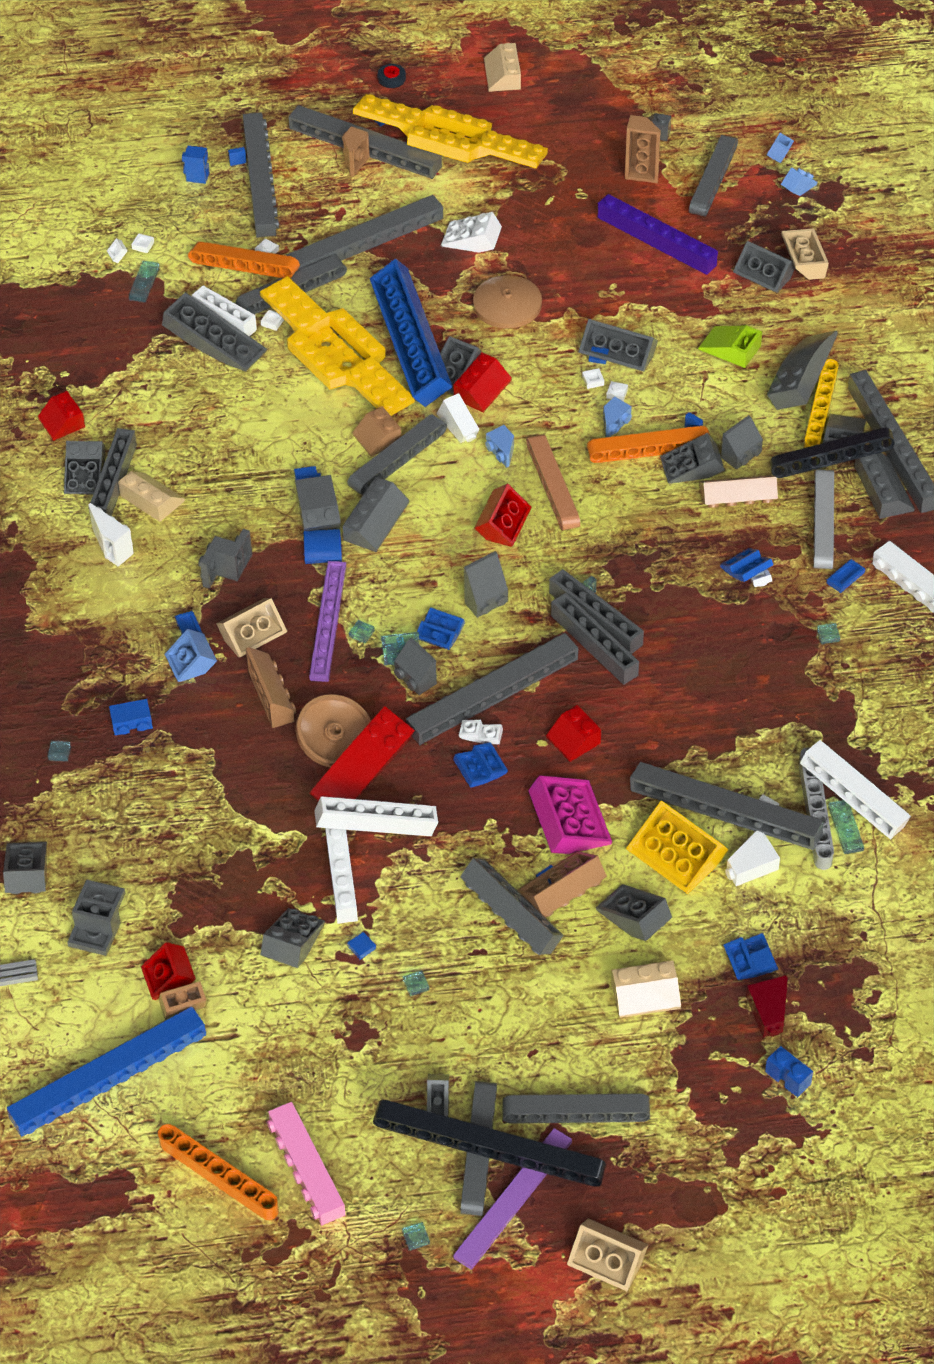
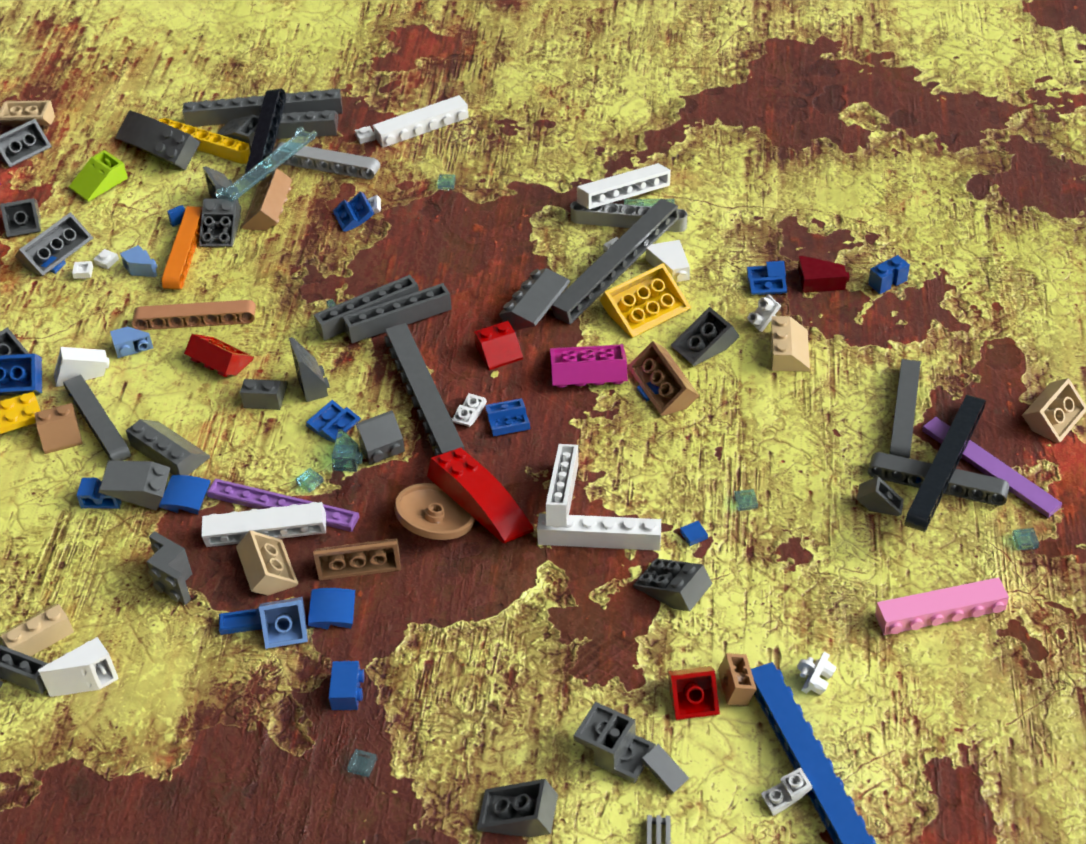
camera: 75 degrees left, 5 degrees down
(70, 1056) = (789, 791): none -> white slope
(81, 963) = (664, 769): none -> tile
(214, 687) = (331, 607): none -> blue slope
(214, 1068) = (813, 671): none -> white hips
(221, 1180) = (943, 679): orange beam -> none
(293, 611) = (273, 521): none -> white brick
(457, 557) = (263, 393): none -> dark grey slope
(482, 382) = (39, 340): red slope -> none
(511, 906) = (681, 414): dark grey brick -> none
(645, 745) = (534, 298): none -> dark grey slope
(652, 306) = (21, 217): none -> dark grey slope
(684, 956) = (762, 316): none -> white hips
(785, 470) = (268, 165): none -> clear light blue piece
(845, 575) = (390, 162): blue tile -> none
(883, 538) = (365, 134): none -> white plate

